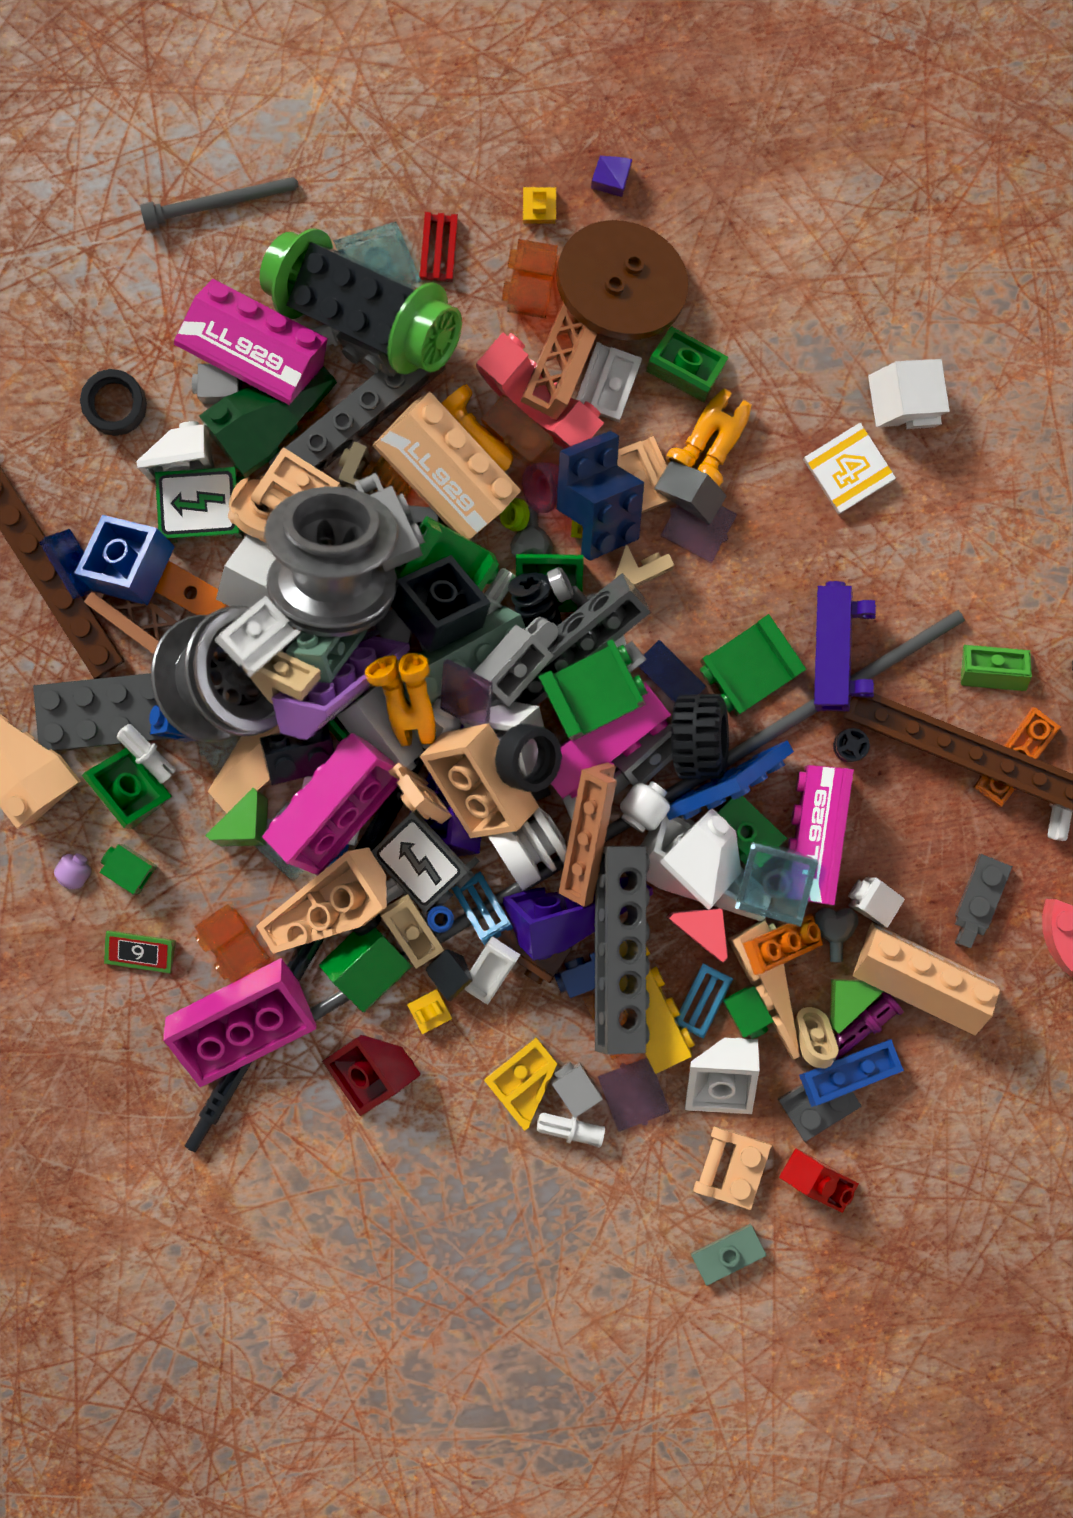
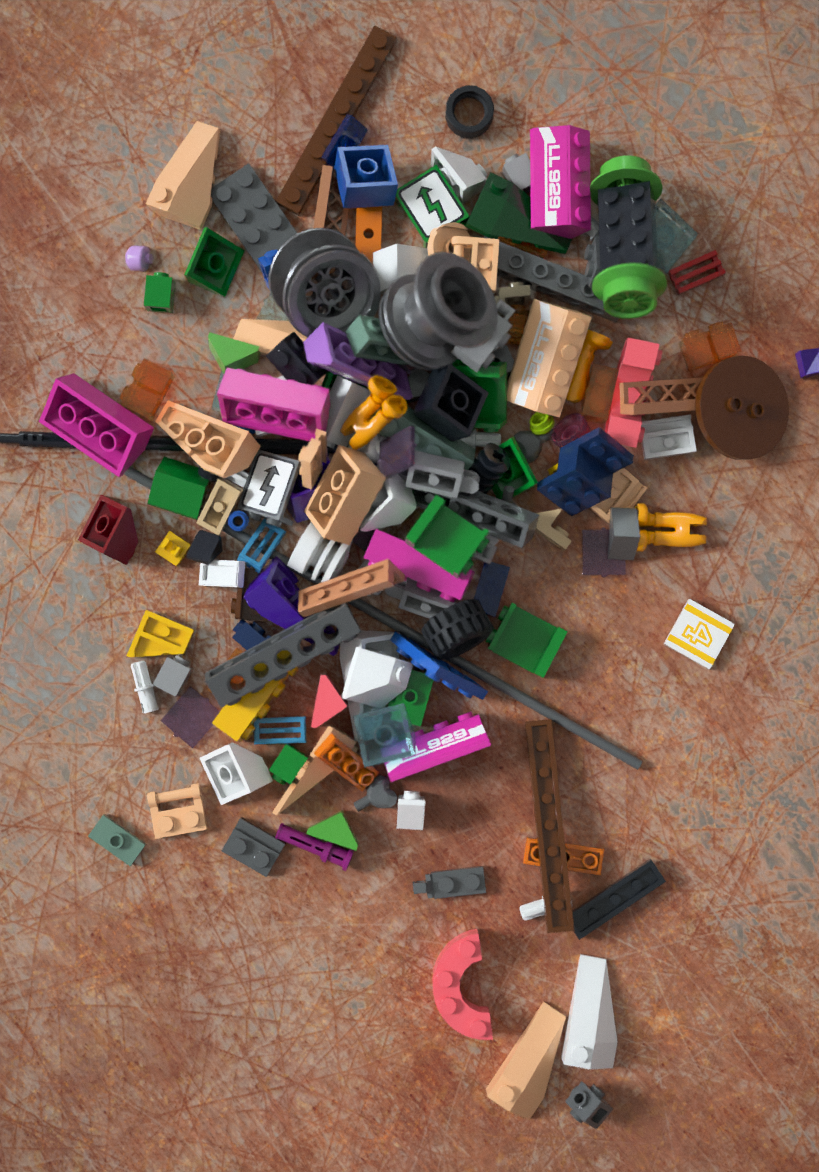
camera: 60 degrees right, 0 degrees up
(139, 951) = (108, 331): slope -> none
(145, 753) = (243, 262): white axle -> none
(156, 214) = (612, 69): dark grey piece -> none
(257, 636) = (358, 289): white plate -> none
(285, 675) = (342, 317): tan slope -> none
(539, 205) = (763, 325): yellow tile -> none
(547, 762) = (381, 533): black tyre -> none
(560, 584) = (509, 478): light grey tile -> none
(645, 806) = (389, 618): white head -> none
(686, 364) = (709, 484): green slope -> none
(815, 1037) = (295, 819): tan plate -> none
(818, 1180) = (199, 874): red slope -> none
(834, 646) = (570, 688): dark purple brick -> none
(851, 1073) = (284, 857): blue plate -> none
(856, 742) = (512, 740): black wheel -> none
(909, 394) = (772, 647): white plate -> none
(926, 979) = (375, 874): light nougat slope -> none
(996, 668) = (616, 808): bright green slope -> none

